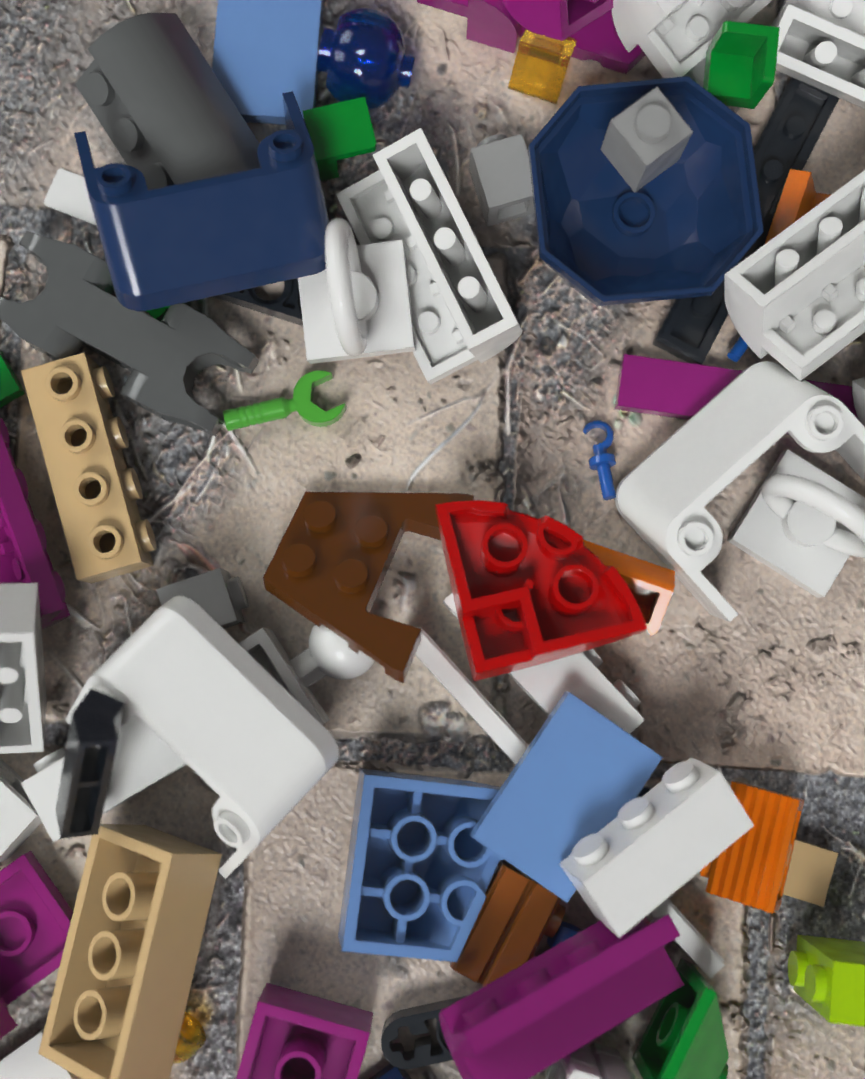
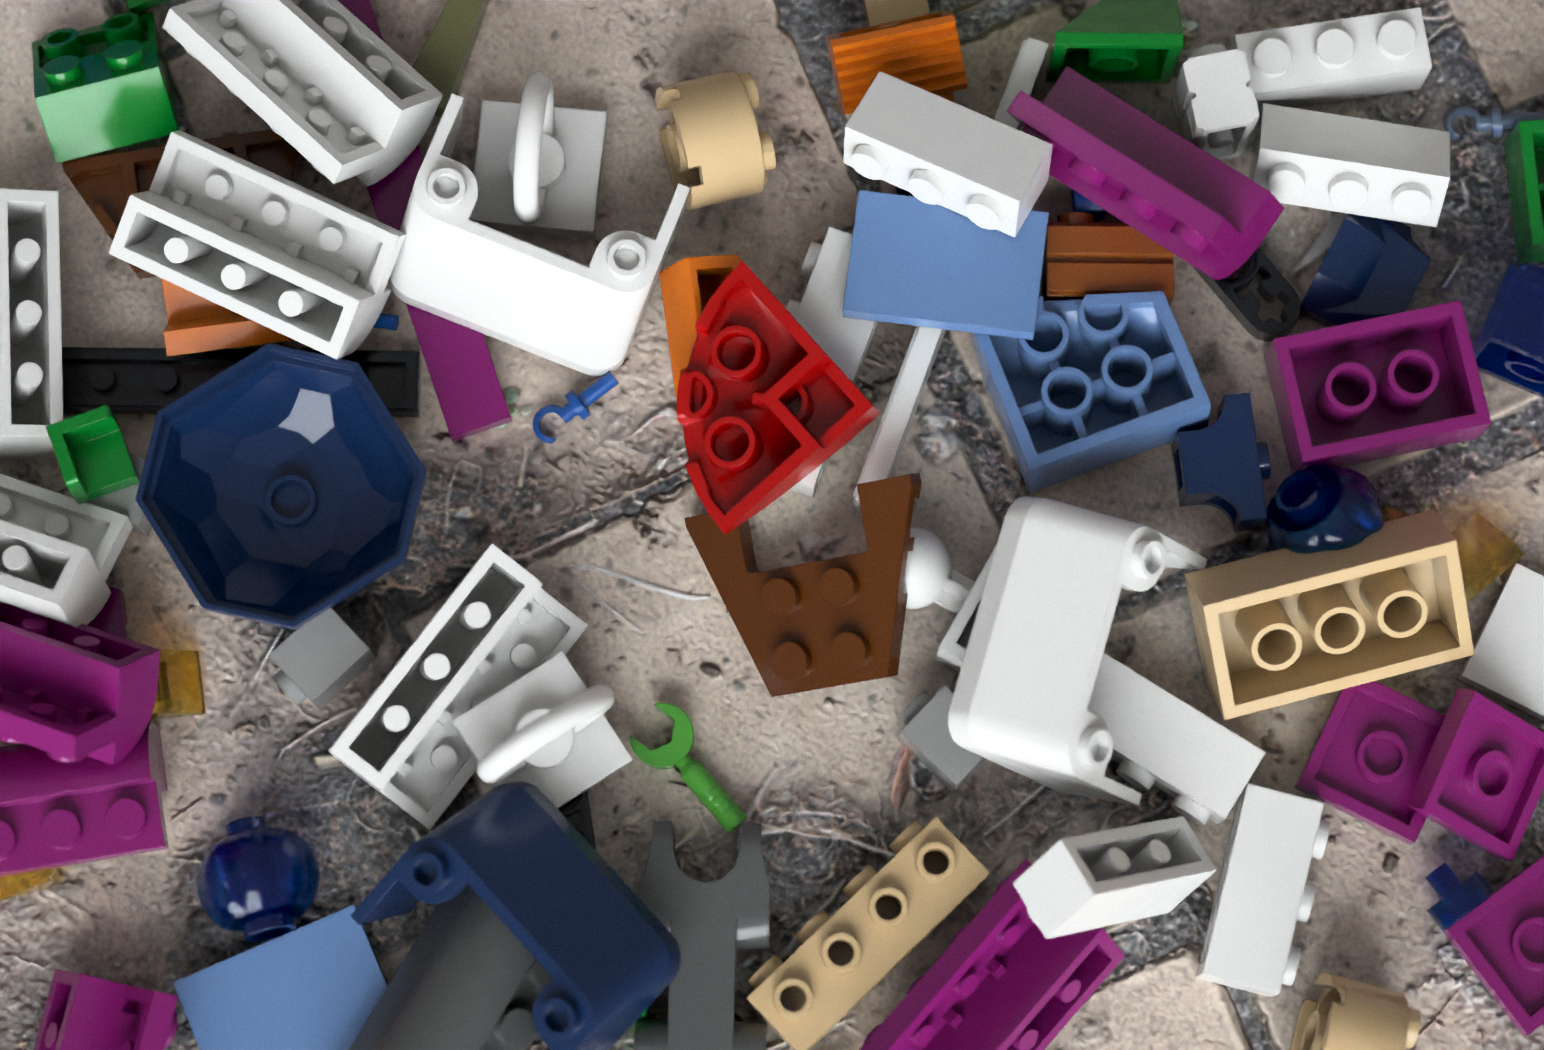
camera: 115 degrees left, 5 degrees down
(87, 768) = (1163, 730): black piece -> none
(213, 993) = (1323, 510): none -> clear blue plant
(299, 935) = (1225, 465): none -> dark blue brick
(339, 133) = (357, 852): green panel -> none
(645, 139) = (242, 500): light grey brick -> none
(763, 666) = (715, 138): none -> tan brick

